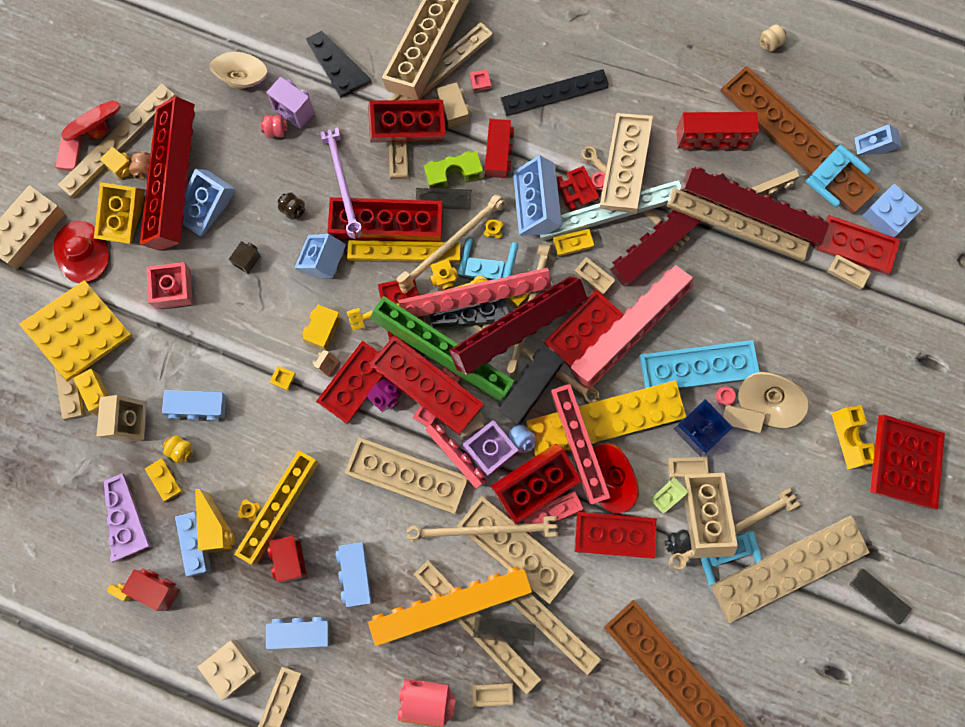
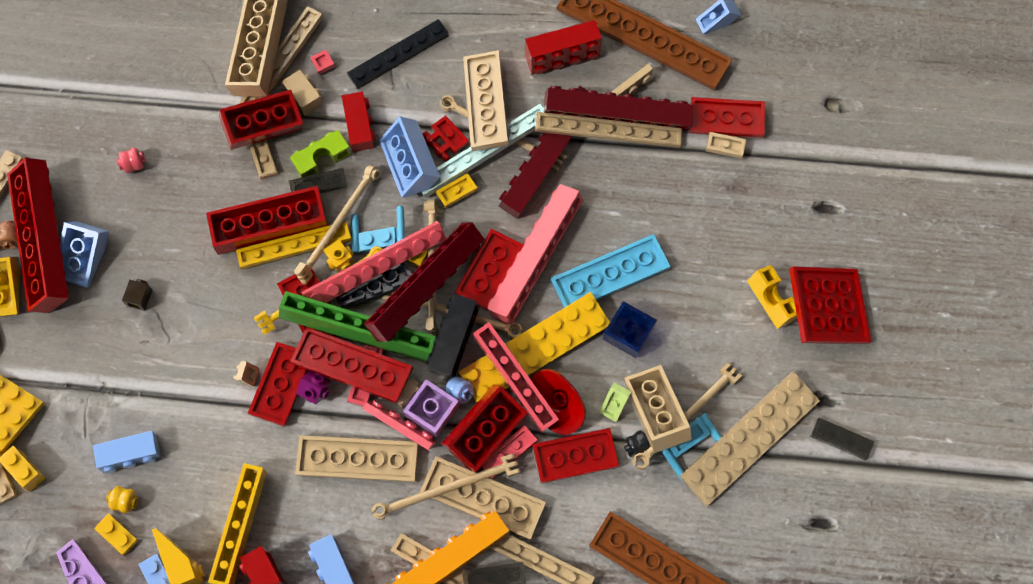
camera: 15 degrees left, 5 degrees down
(121, 418) = (57, 485): tan brick -> none
(169, 285) = (69, 343): coral brick -> none
(238, 69) = (80, 115): tan hat -> none
(254, 507) = (205, 534): yellow plate -> none
(282, 378) = (208, 400): yellow plate -> none
(290, 102) = (141, 133): lavender brick -> none
(291, 205) = (169, 232): dark brown piece -> none
(320, 255) = (212, 272): light blue slope -> none
(321, 327) = (232, 340): yellow brick -> none
(338, 67) = (178, 86): black wing -> none
(352, 225) = (236, 231): lavender hinge -> none
(493, 224) = (375, 194): yellow plate -> none
(594, 276) = (485, 216): tan plate -> none
(598, 180) = (463, 125): coral plate -> none
(683, 466) = (620, 371): tan tile -> none
(725, 395) = (643, 294): coral tile -> none
(744, 418) = (666, 309): tan tile -> none
(776, 397) = (688, 284): tan hat -> none
(830, 169) = (680, 54): medium azure plate -> none
(892, 211) = (749, 77): light blue brick -> none

